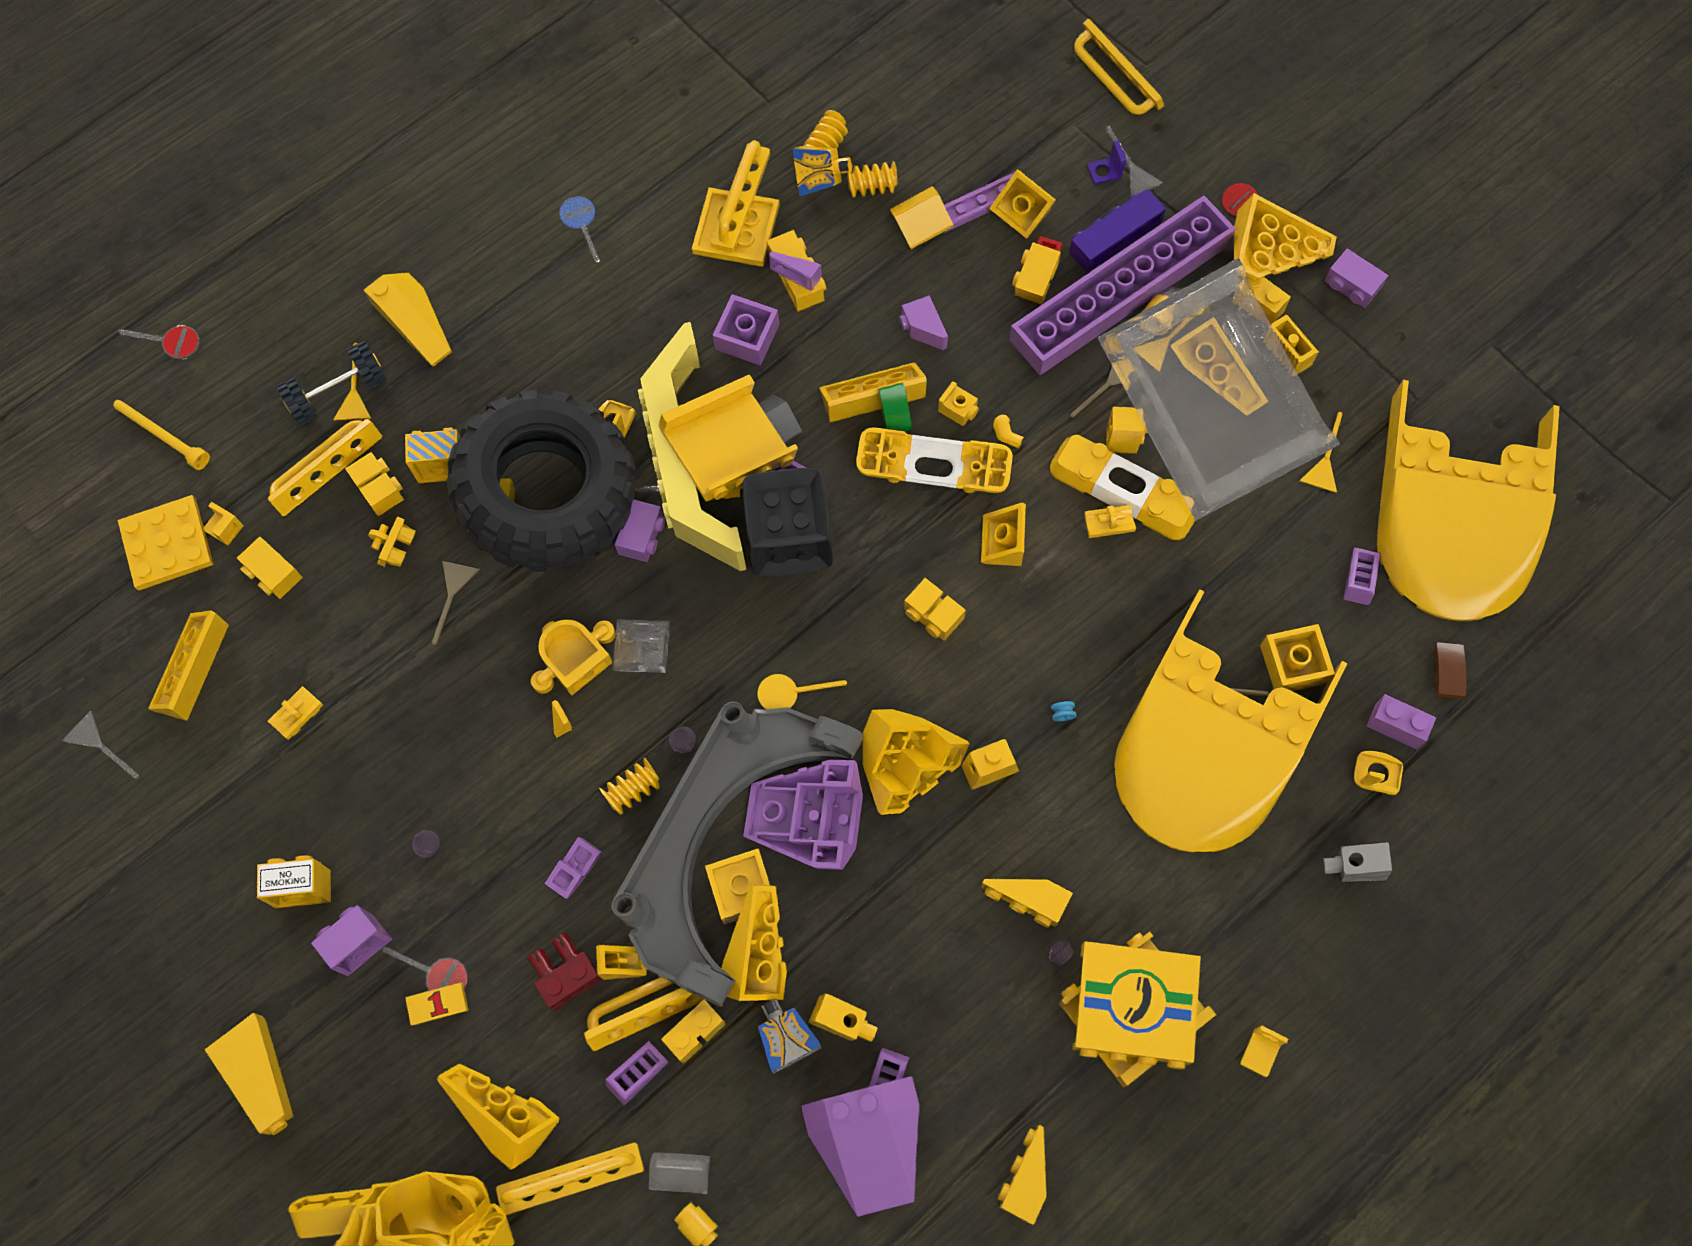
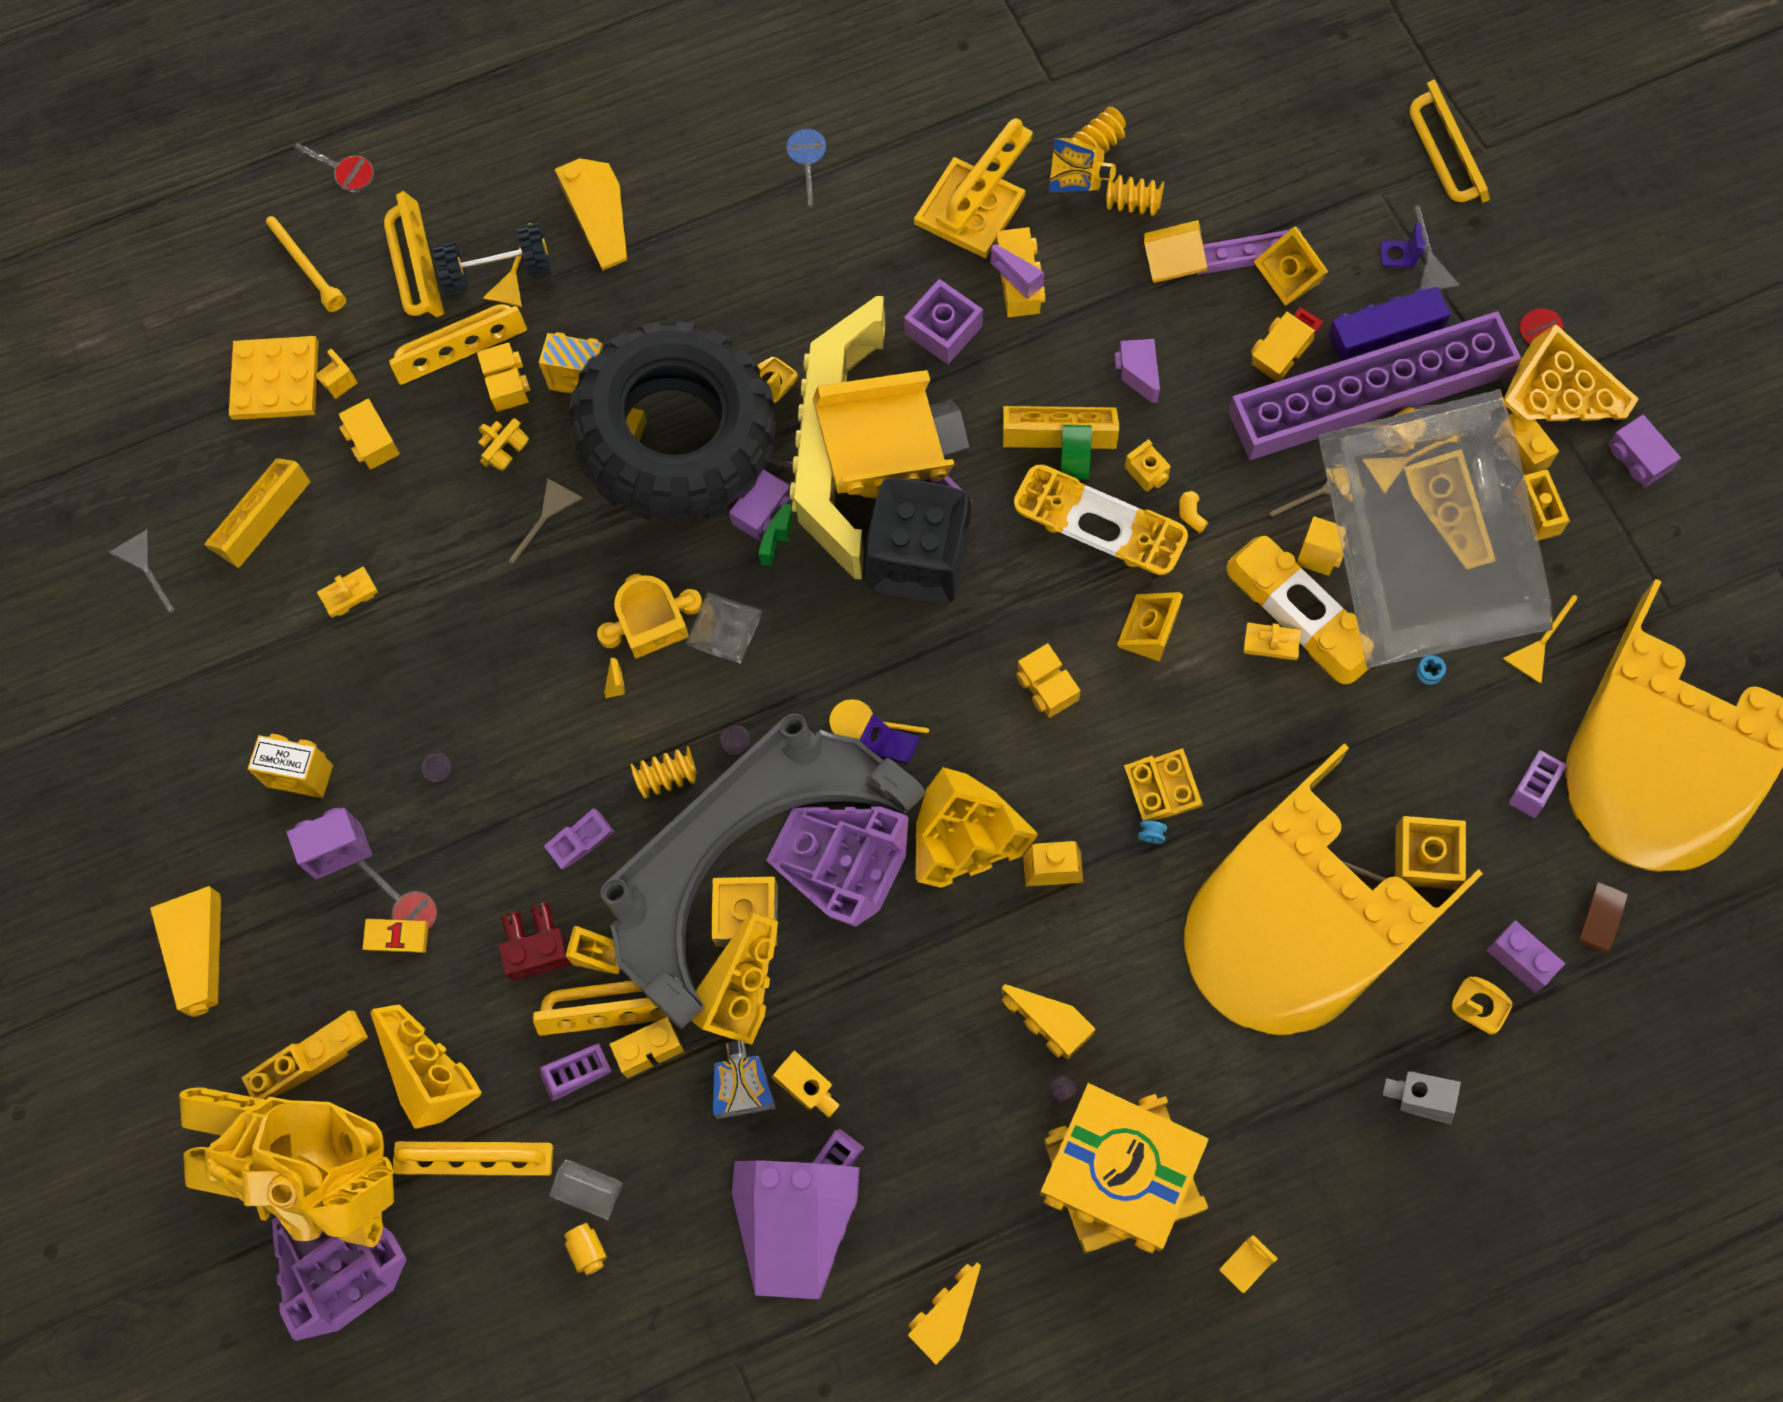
camera: 20 degrees right, 0 degrees up
(287, 434) = (420, 257): none -> yellow piece
(391, 1139) = (307, 1059): none -> yellow slope
(661, 548) = (778, 530): none -> green slope
(818, 702) = (890, 743): none -> dark purple bracket
(1059, 669) = (1163, 785): none -> yellow slope
(1245, 514) = (1435, 662): none -> dark azure bush

